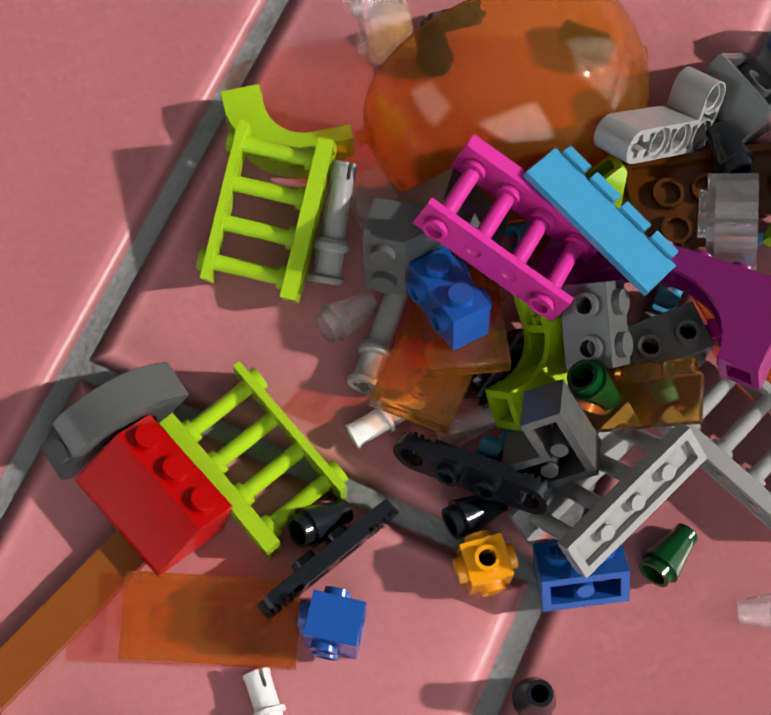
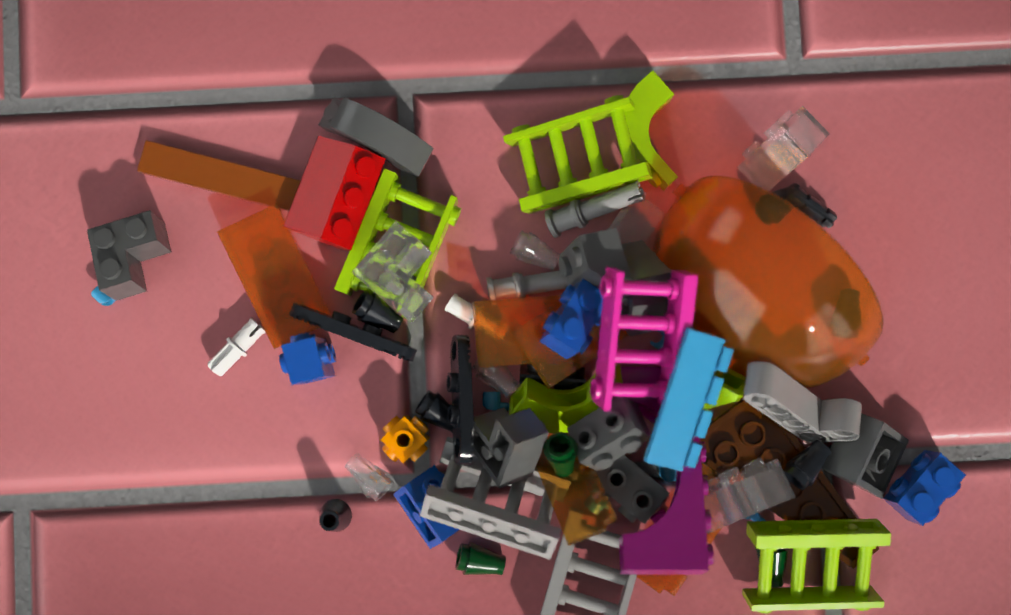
camera: 65 degrees right, 15 degrees up
(286, 470) = (389, 271): none -> clear brick
(508, 632) = (369, 477): none -> clear cone

